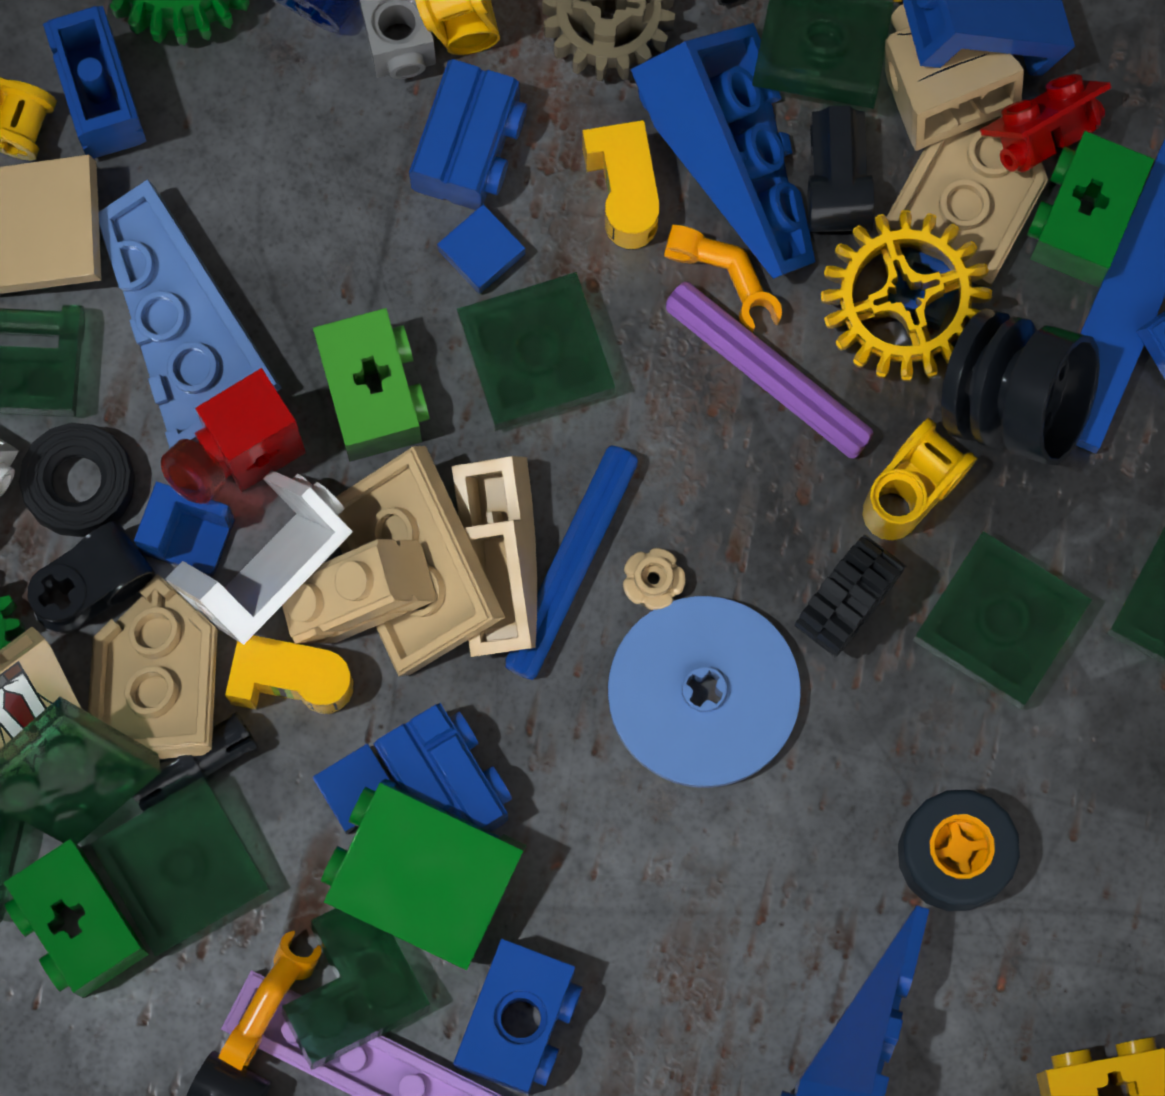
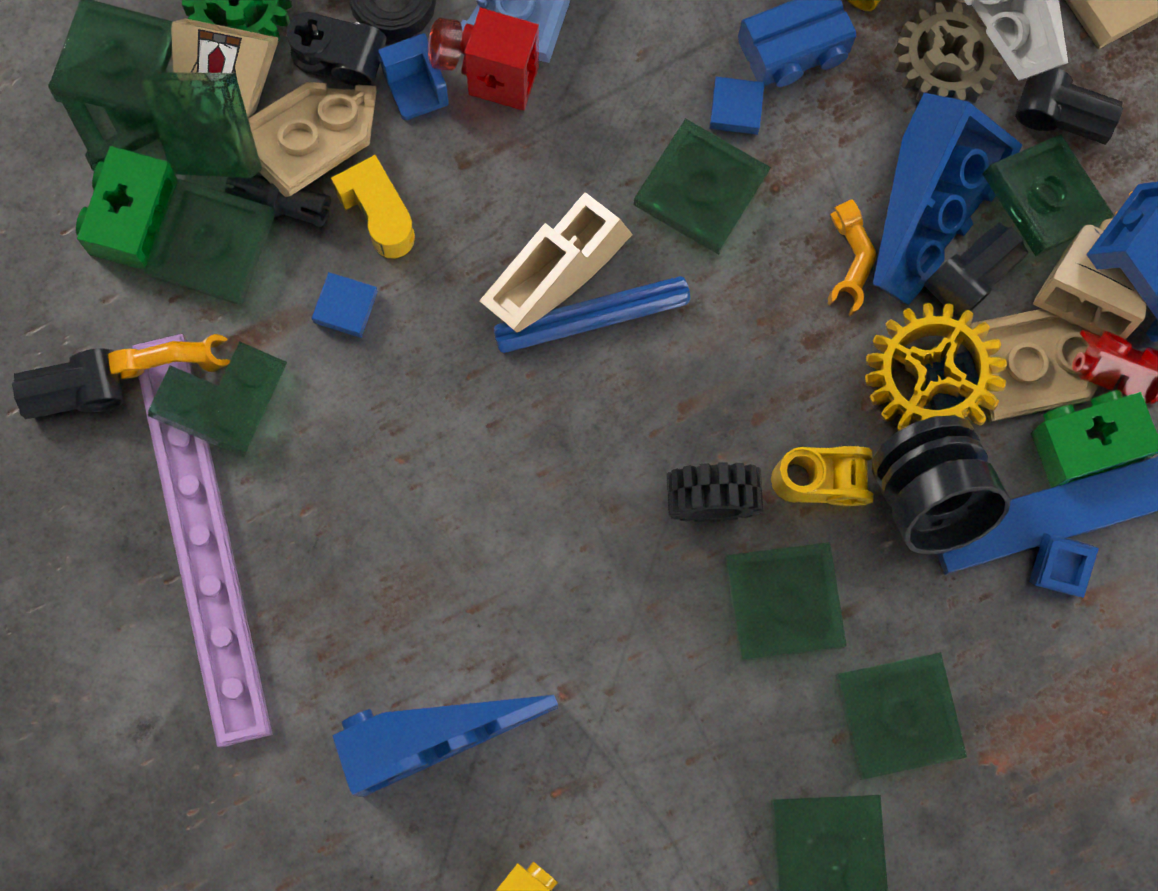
camera: 45 degrees right, 0 degrees up
(276, 569) = (383, 141): white panel -> none
(359, 591) = (458, 198): tan brick -> none
(362, 348) = (598, 82): bright green brick -> none
(412, 503) = (507, 219): tan tile -> none
(421, 873) = (319, 381): green panel -> none
(435, 764) = (390, 348): blue brick -> none
(518, 977) = (250, 505): blue brick -> none
(629, 179) = (846, 163): yellow leg -> none
(653, 595) = (624, 383): tan plate -> none
(714, 741) = (553, 487): medium blue piece -> none
(769, 370) = (815, 332): medium lavender axle -> none
(976, 837) = (624, 679): black wheel -> none

